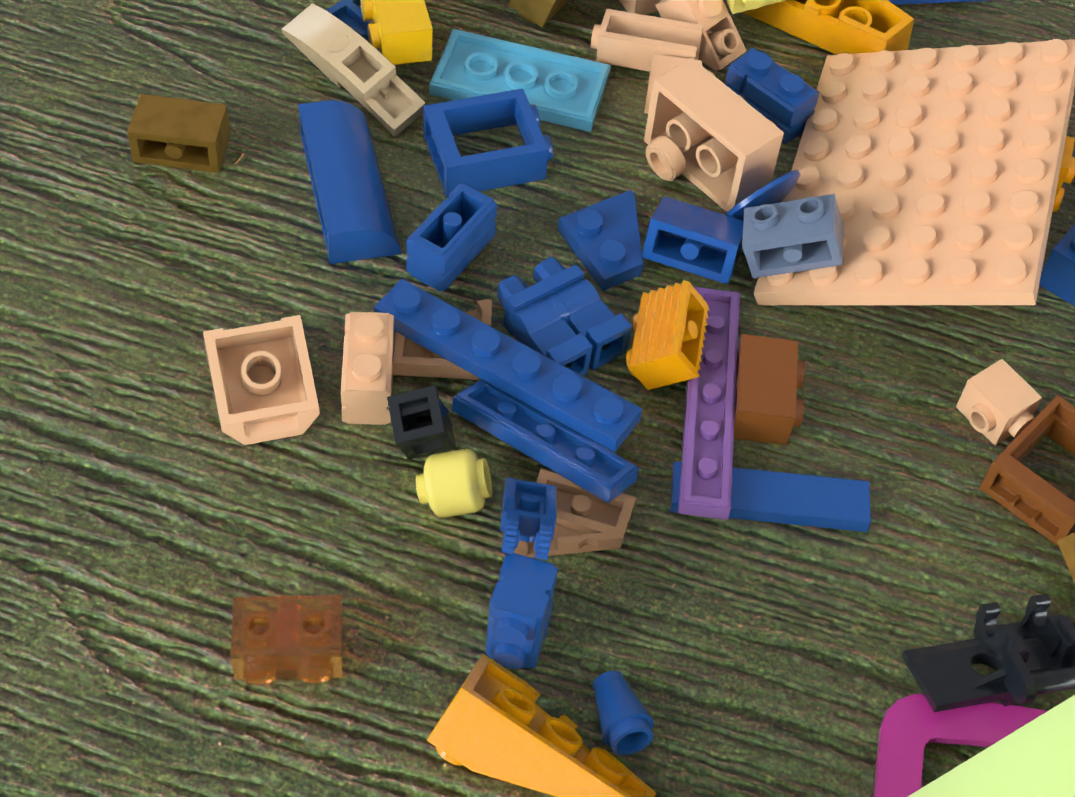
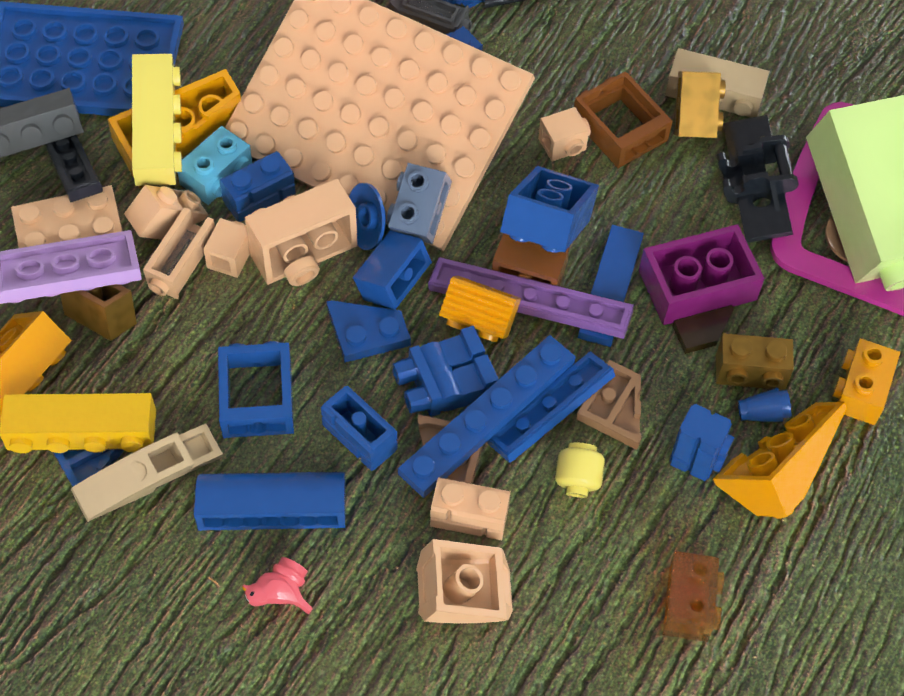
camera: 75 degrees left, 5 degrees up
(179, 133) = (187, 618): pearl gold brick -> none
(233, 206) = (279, 586): none -> coral animal
(421, 422) = (529, 475): black brick -> none
(528, 516) = (642, 417): blue hinge -> none
(560, 85) = (184, 352): medium azure tile -> none
(689, 685) = (754, 361): none -> pearl gold brick
(736, 623) = (702, 329): none -> dark brown tile
(791, 46) = (211, 161): none -> medium azure brick
(816, 593) = (700, 273): none -> magenta brick
(843, 378) = (549, 209): none -> blue brick

